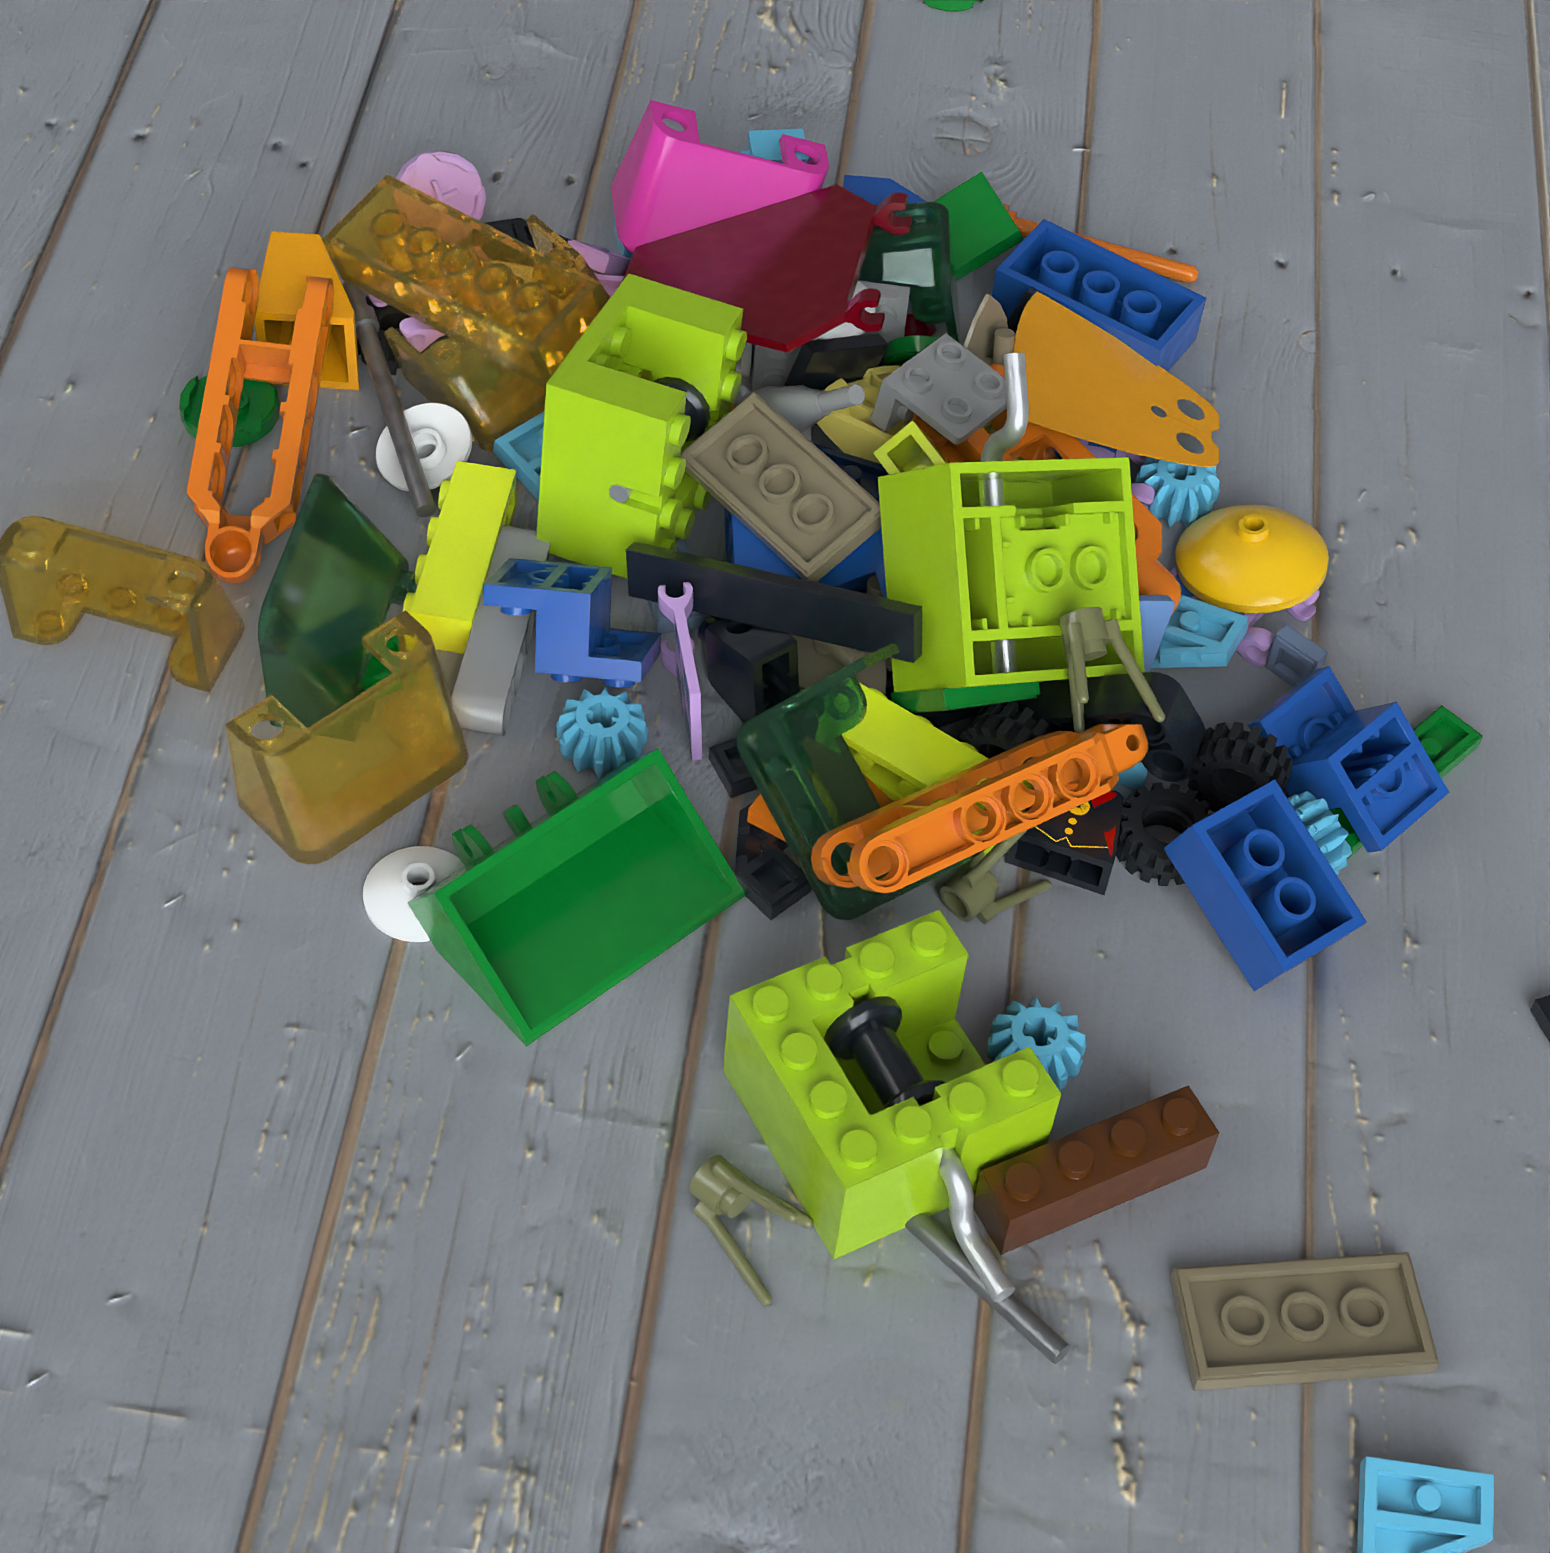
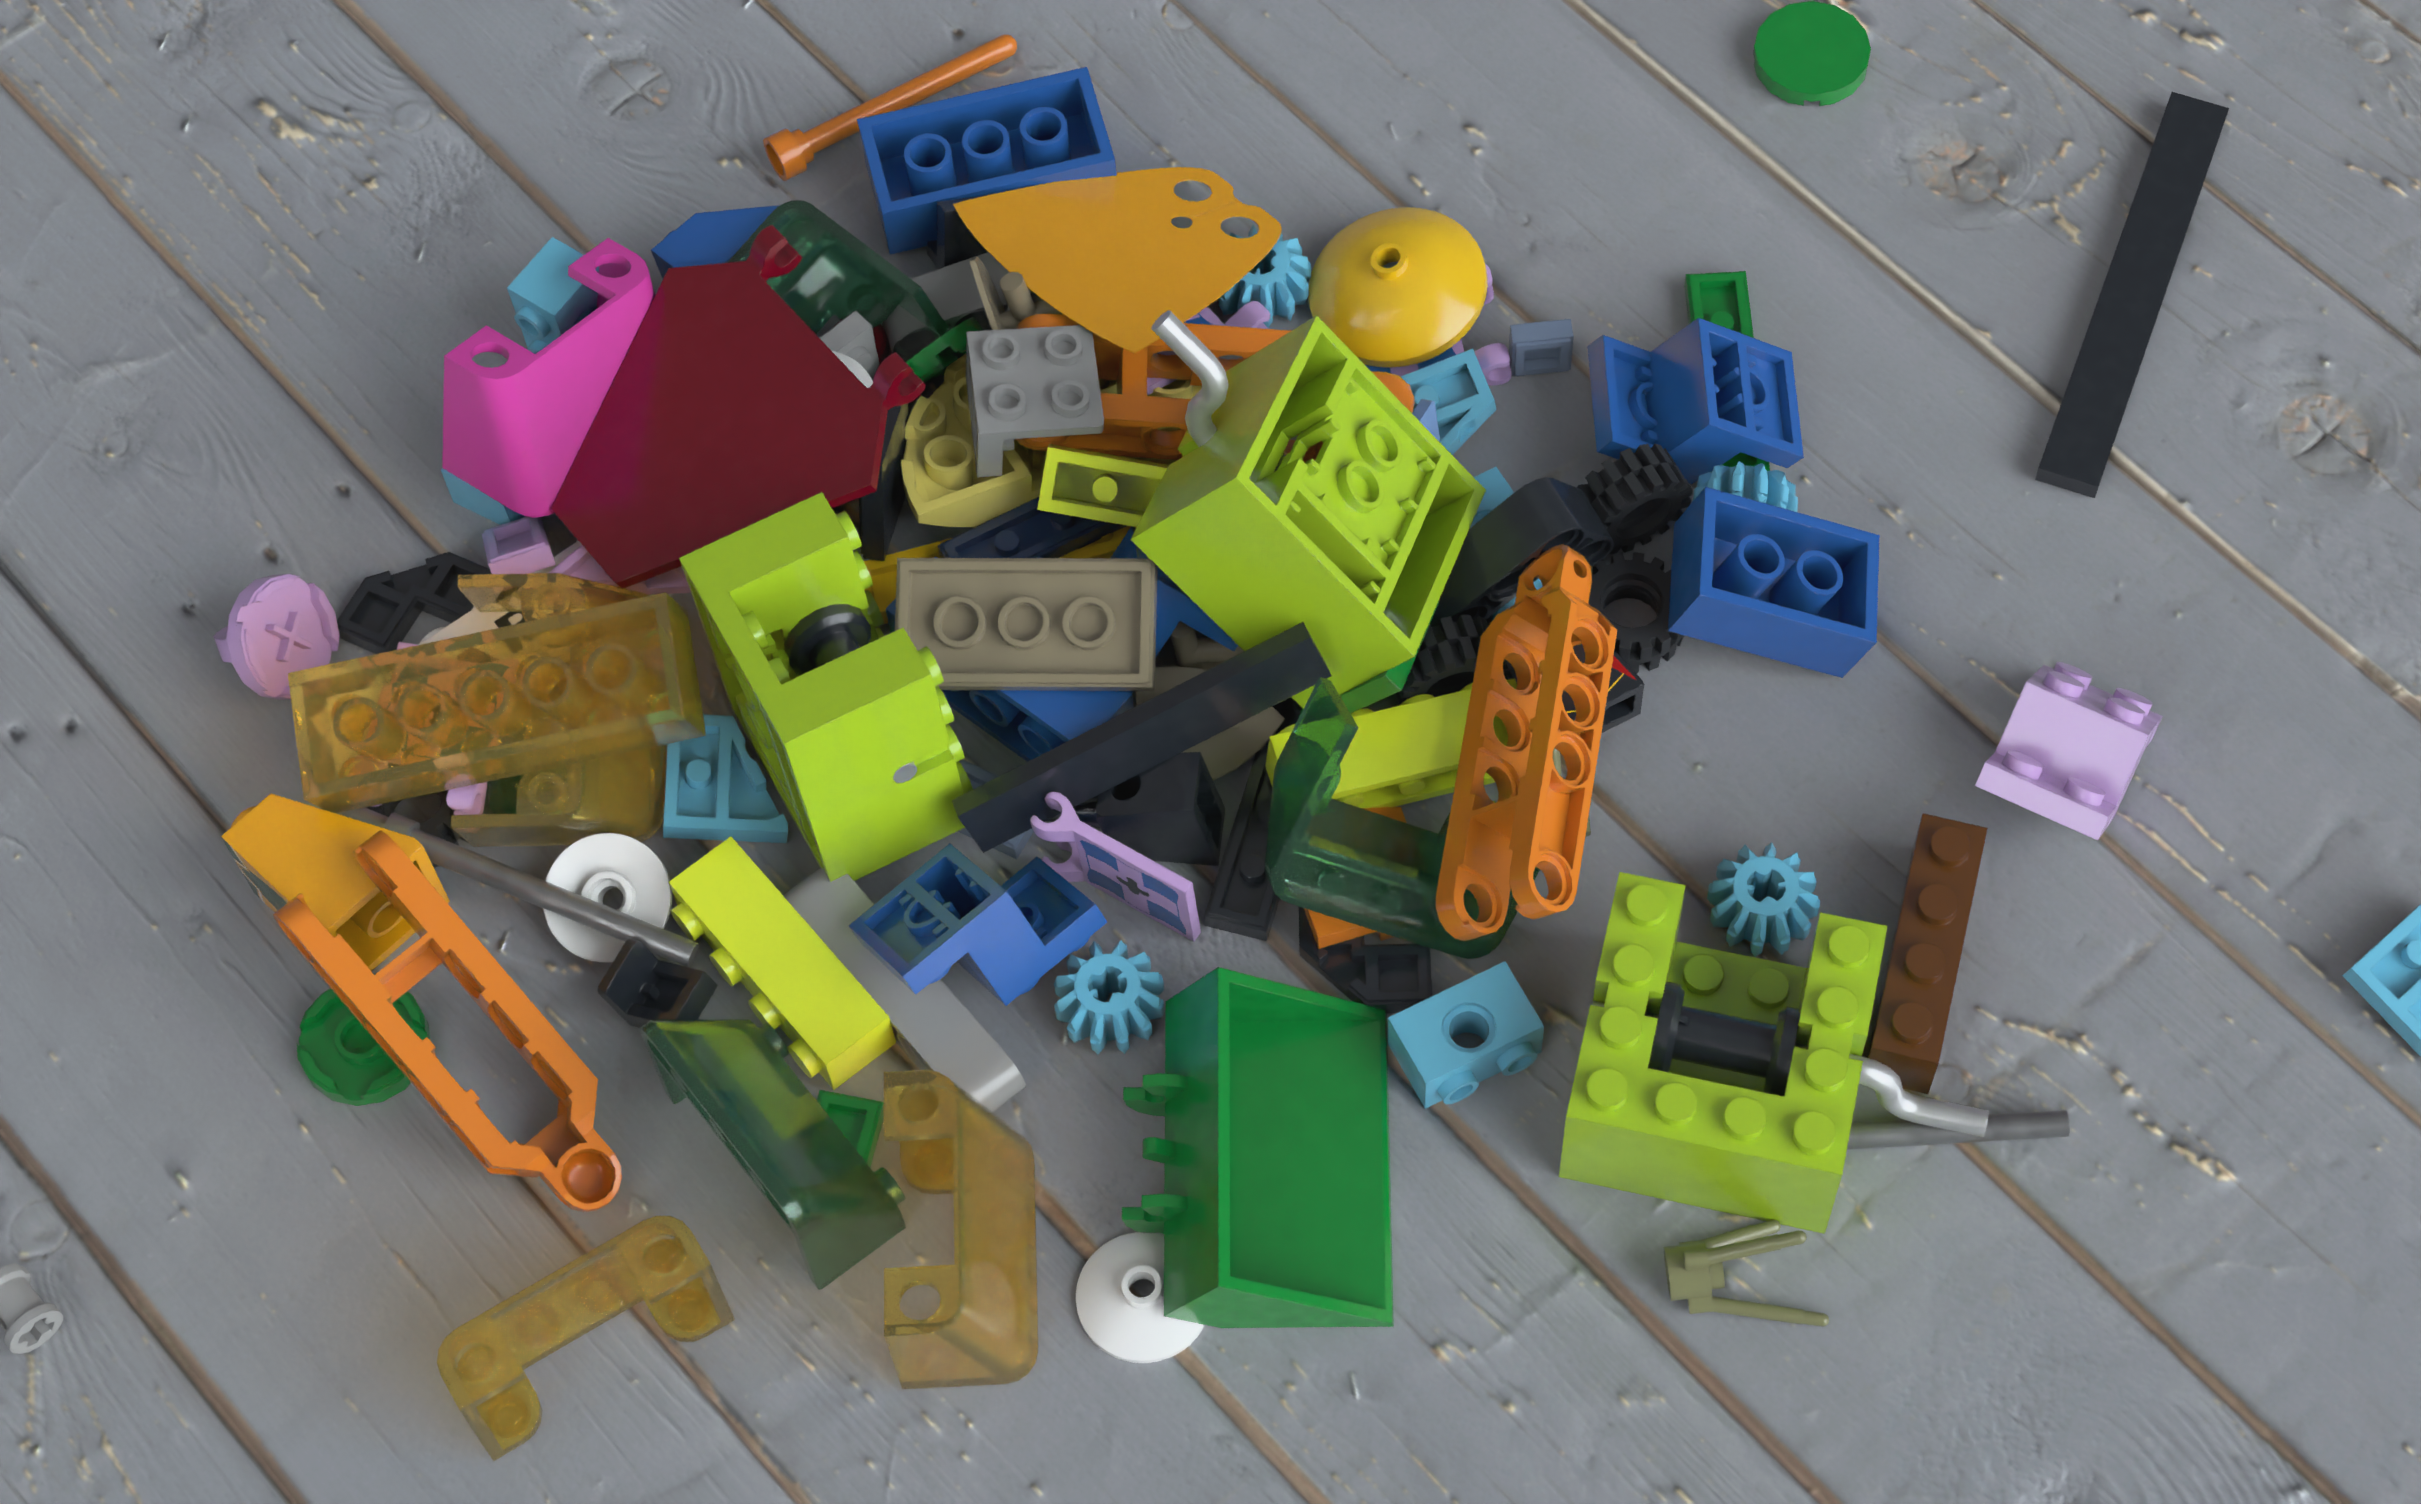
camera: 40 degrees left, 10 degrees up
(387, 503) = (653, 989): none -> black bracket
(752, 916) = (1482, 1005): none -> medium azure brick
(804, 405) = (923, 530): light grey piece -> none
(978, 224) = (780, 168): green tile -> none
(1084, 640) = (1453, 517): olive plant -> none
(1302, 1321) = (2180, 910): dark tan tile -> none
(1338, 1151) = (2070, 749): none -> lavender bracket

